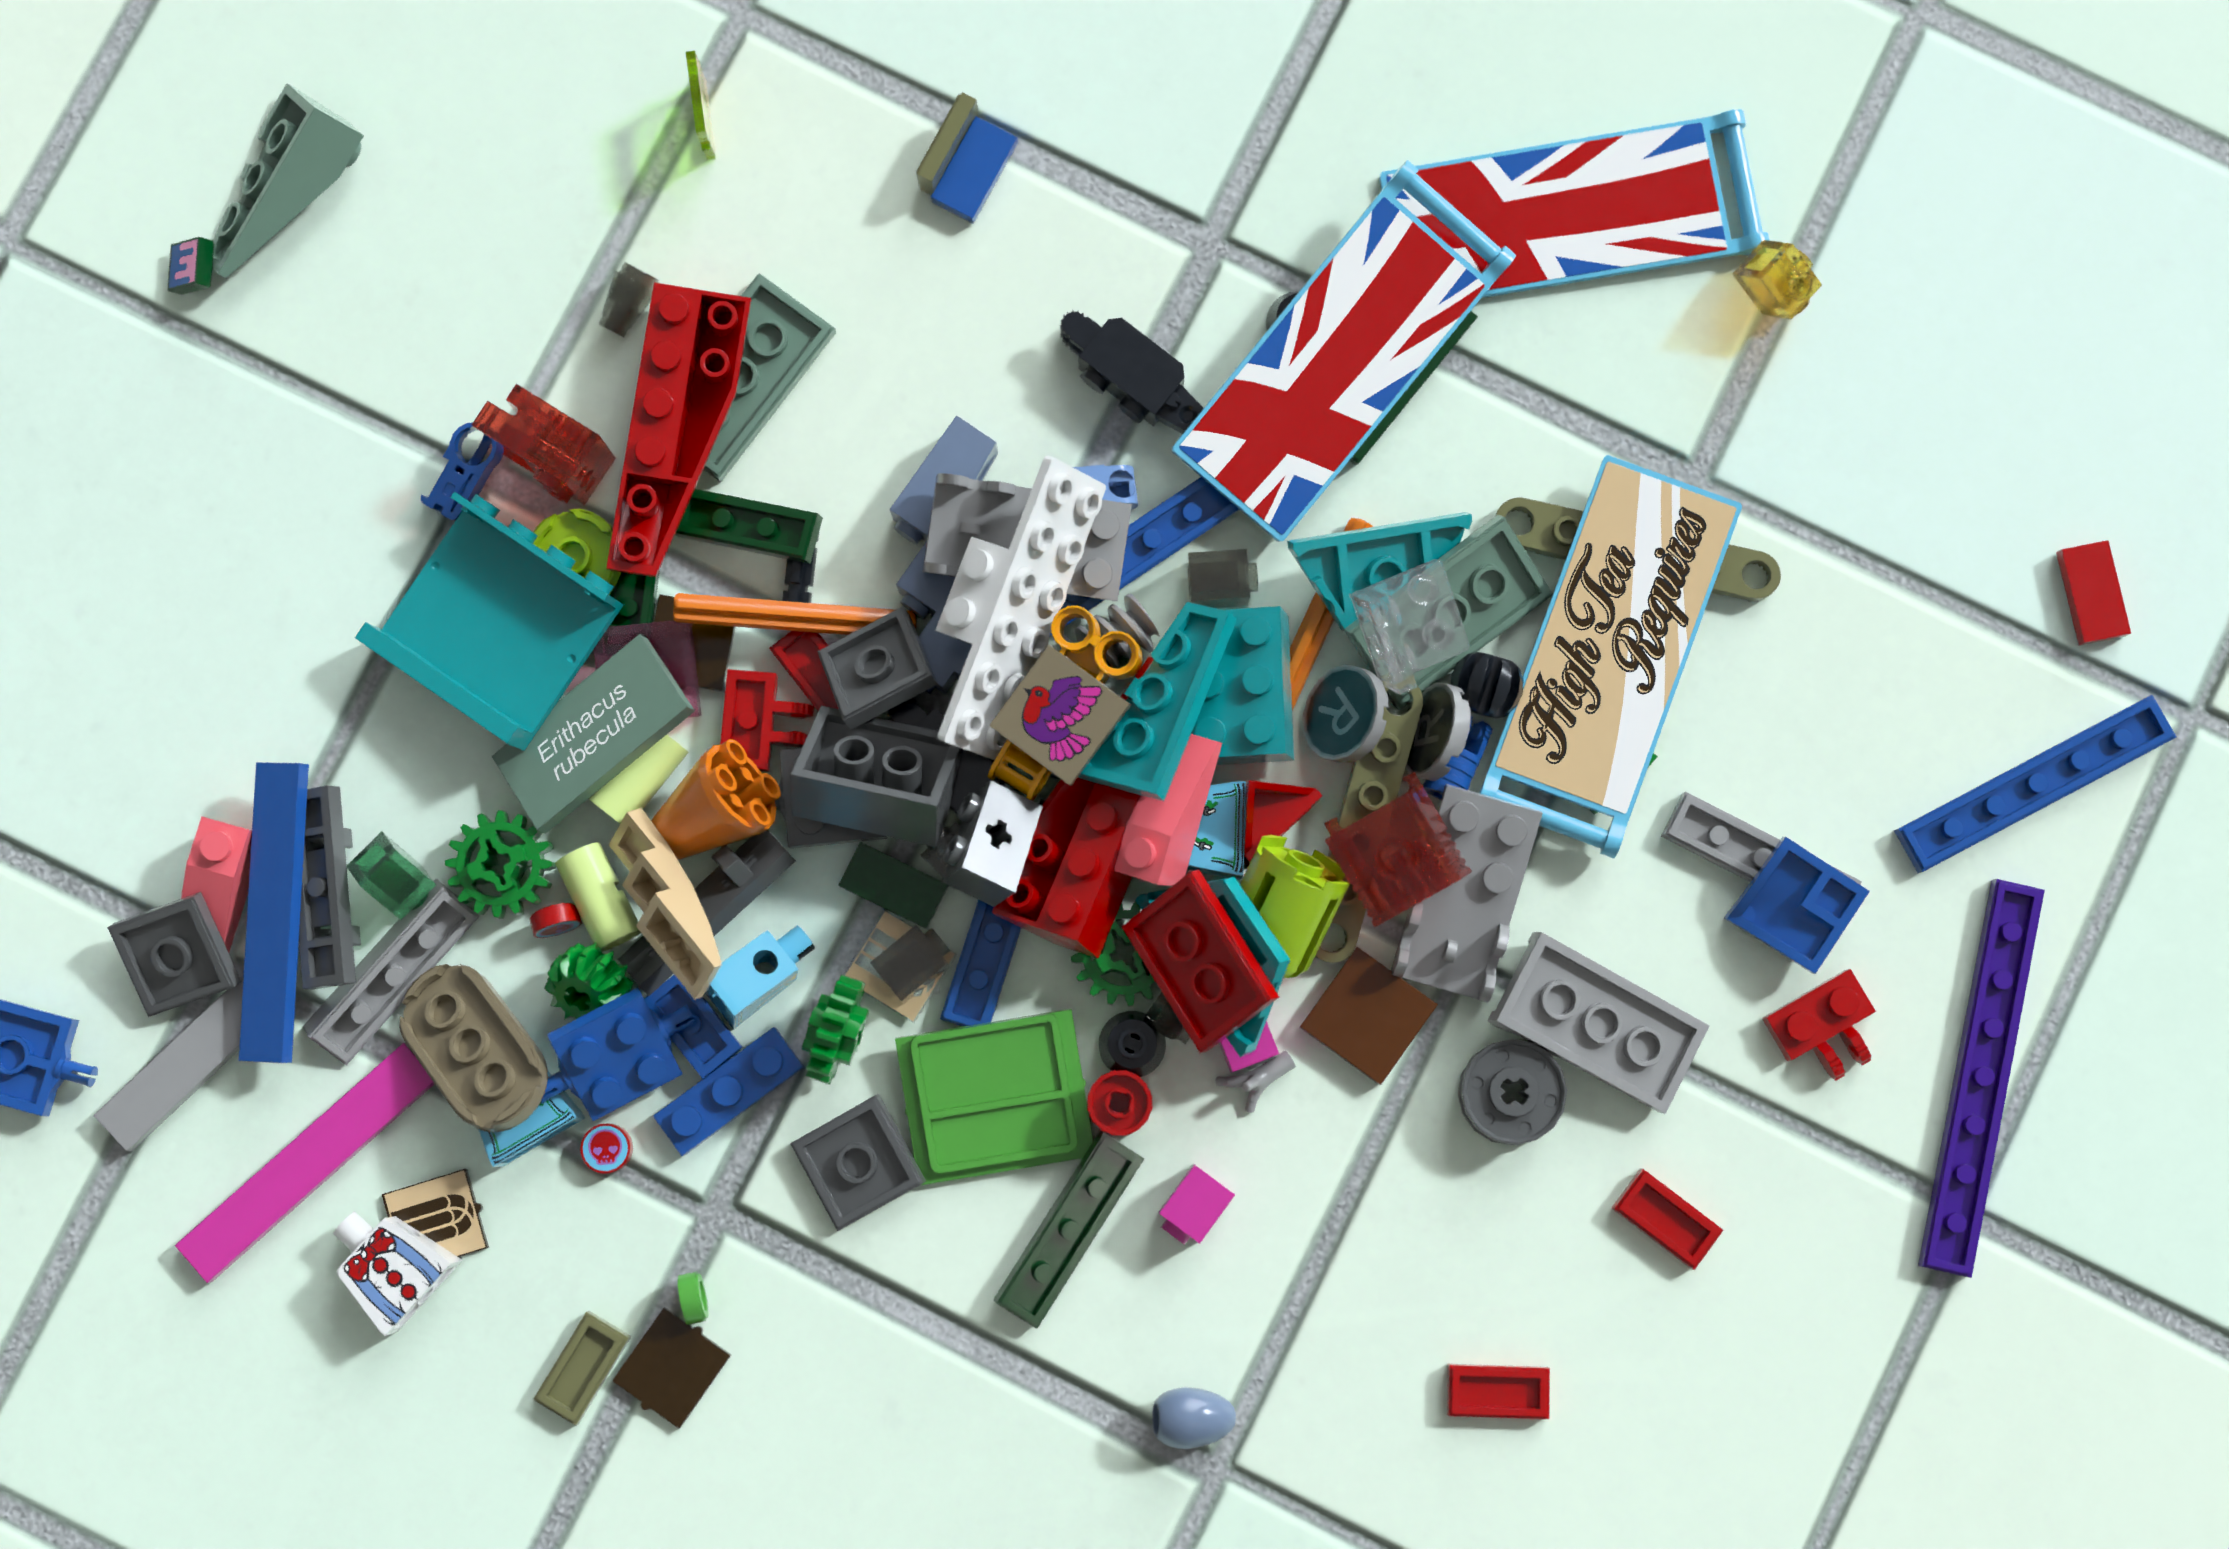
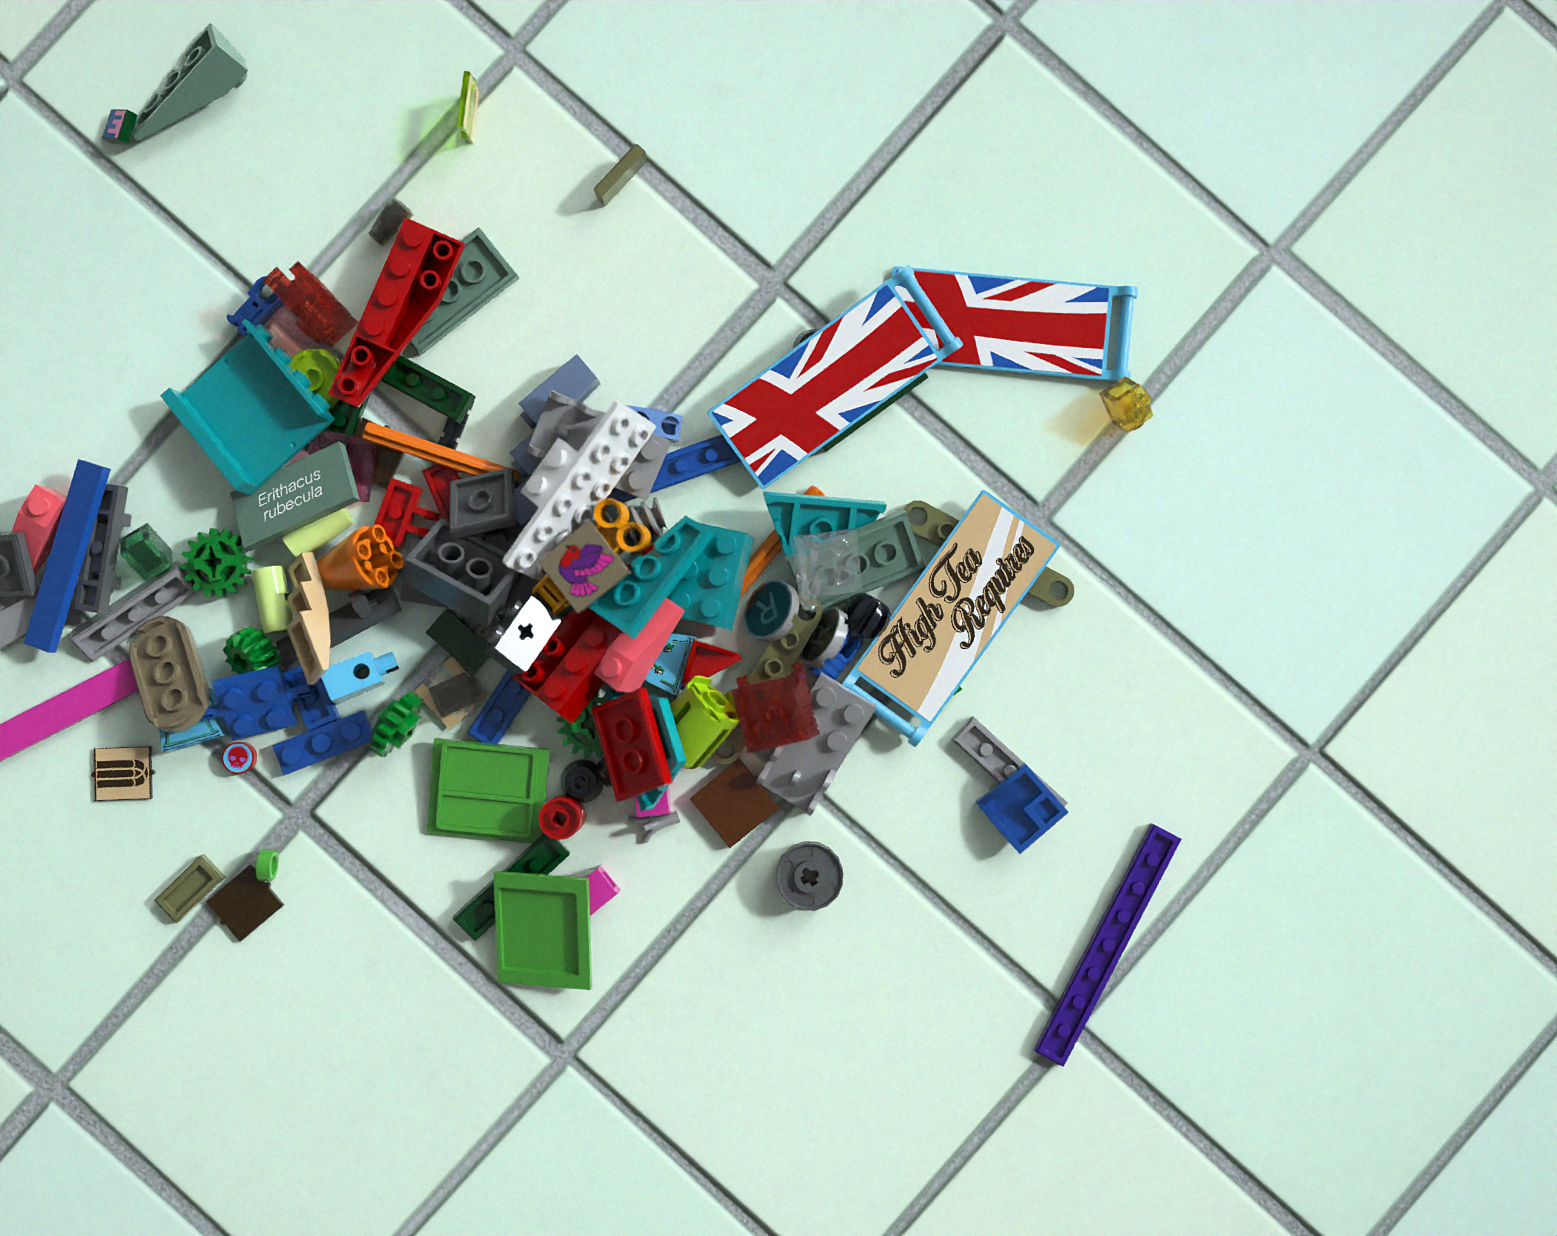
camera: 15 degrees right, 5 degrees up
(391, 1269) = (86, 797): torso -> none
(554, 920) = (242, 607): red tile -> none
(858, 1162) = (392, 808): dark grey tile -> none
(974, 169) = (634, 195): blue tile -> none
(1131, 369) = (699, 353): black hinge -> none
(1138, 1280) = (543, 930): none -> bright green piece
(1192, 1417) = (555, 1022): sand blue animal -> none
(1221, 578) = (717, 502): clear smoke brick -> none
(1498, 1391) = (750, 1056): red tile -> none
(1599, 1022) = (876, 847): light grey hinge -> none
(1667, 1219) = (885, 979): red tile -> none
(1820, 1016) = (1018, 879): red hinge -> none
(2035, 784) = (1196, 770): blue tile -> none
(2093, 592) = (1270, 659): red tile -> none

